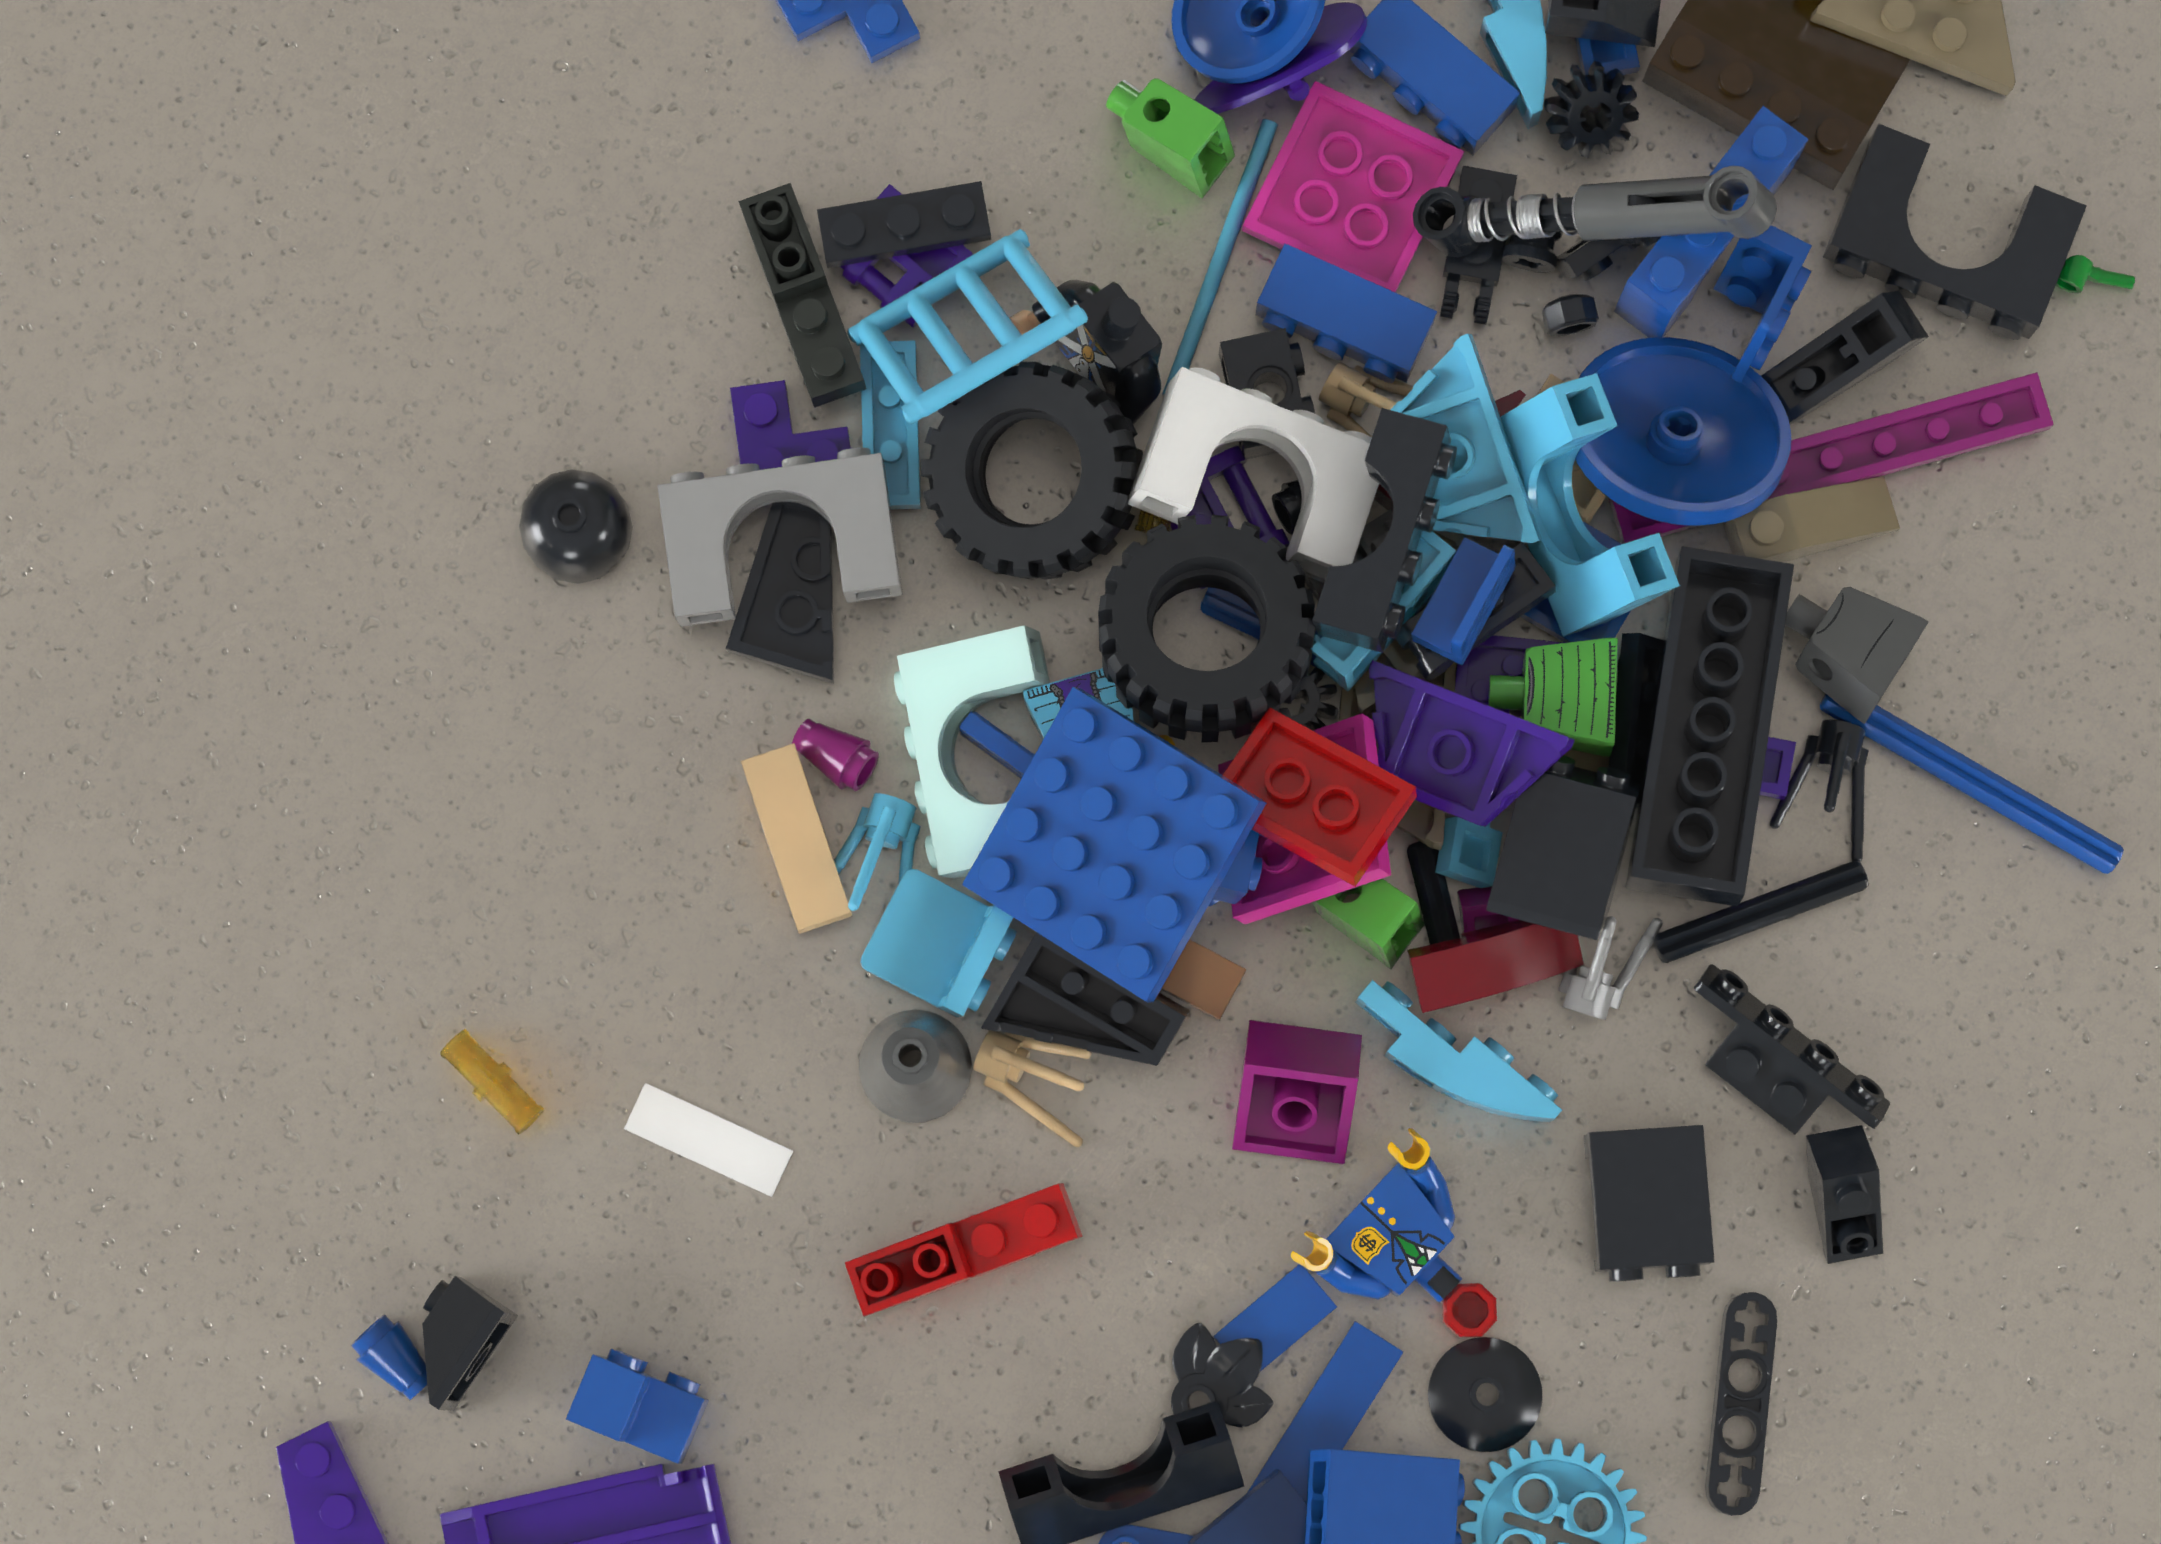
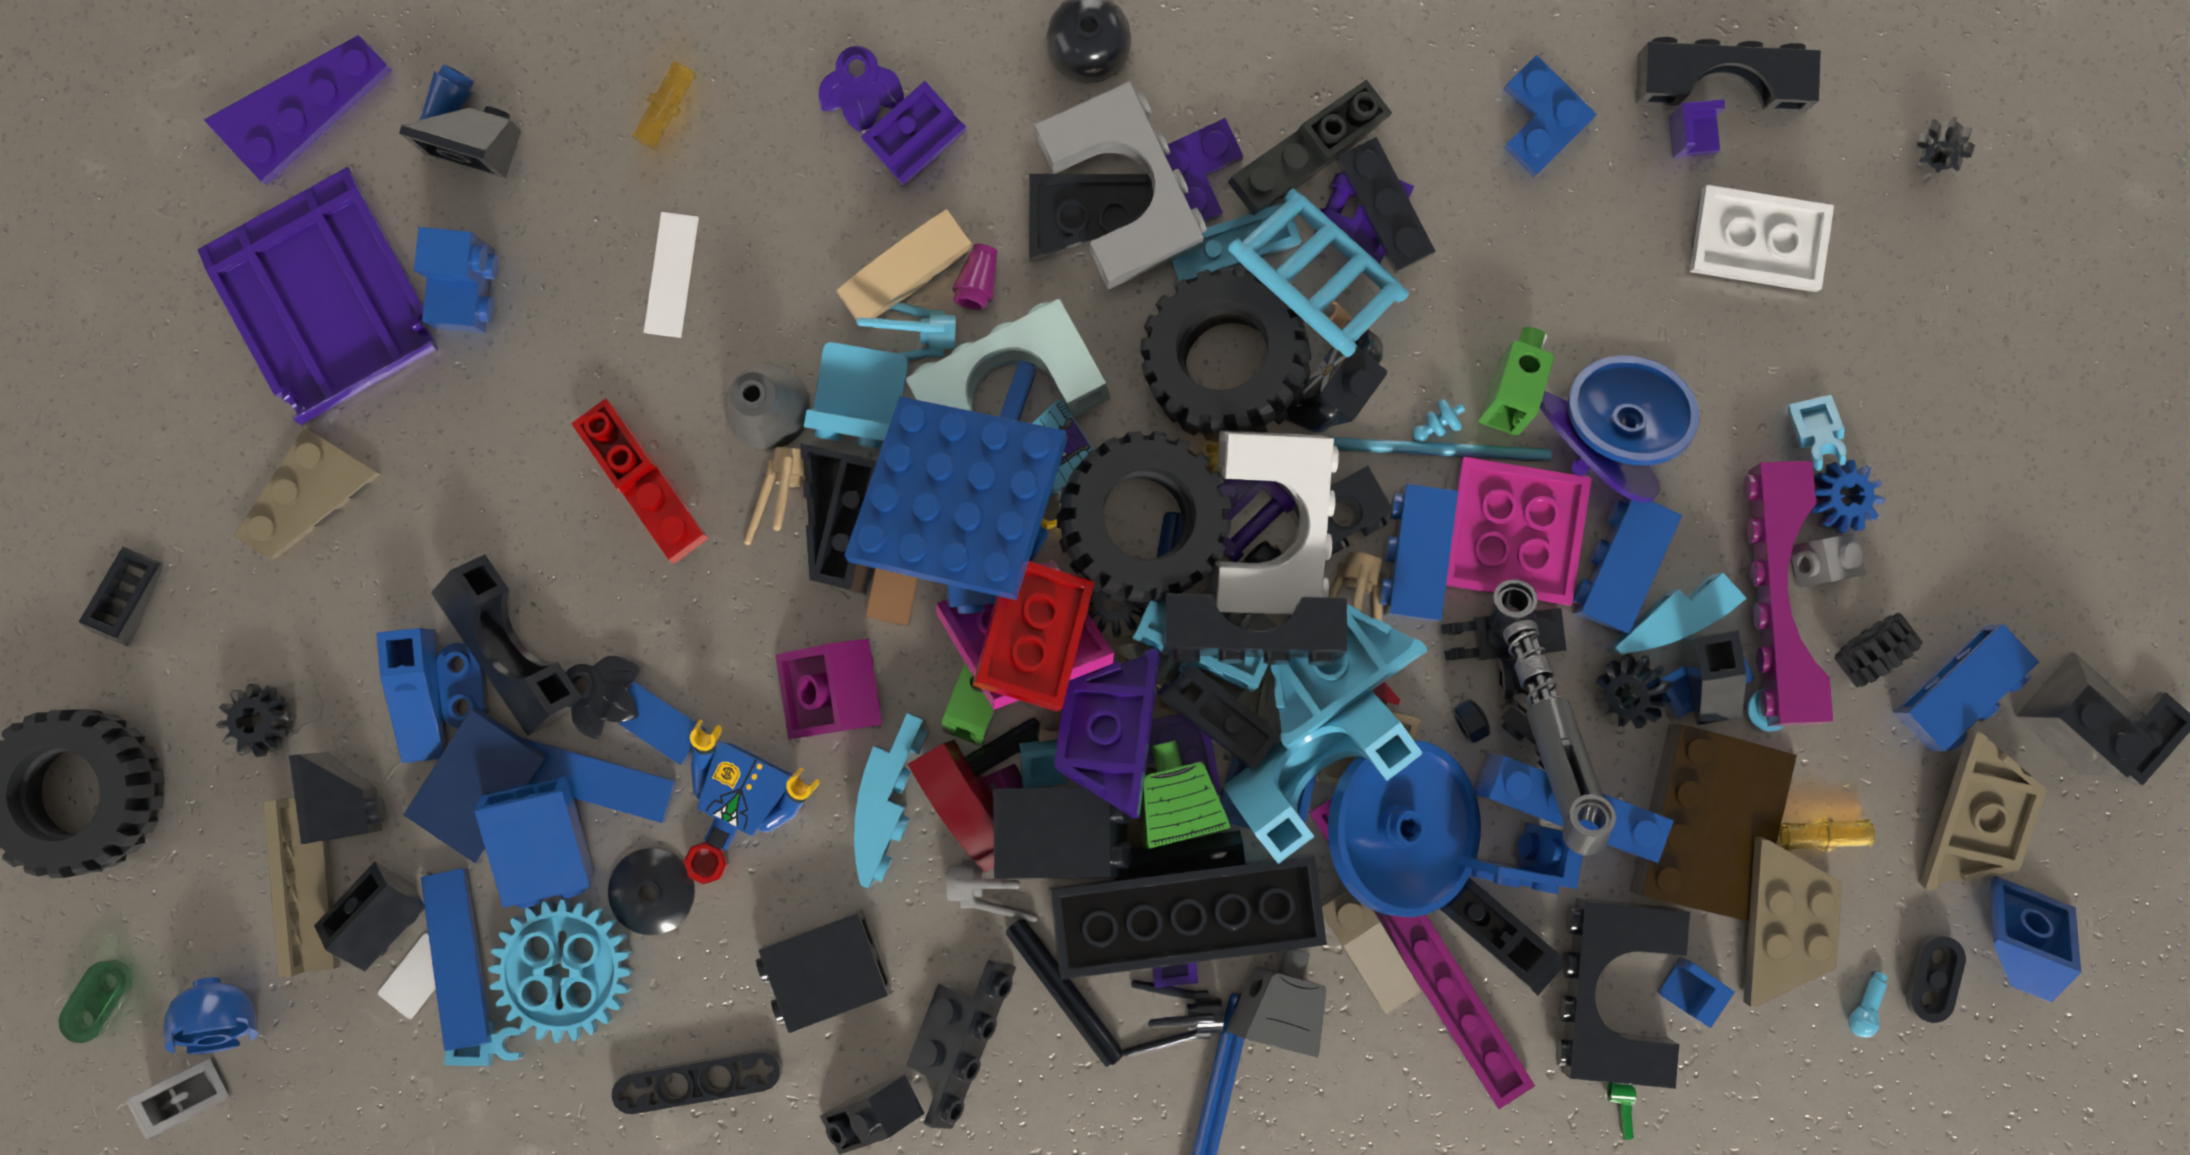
camera: 70 degrees right, 5 degrees up
(557, 829) = (860, 95): none -> dark purple plate
(628, 778) = (914, 133): none -> dark purple plate
(1190, 245) = (1437, 423): none -> medium azure hair
(1464, 600) = (1222, 704): blue panel -> none
(1977, 148) = (1695, 992): none -> blue panel

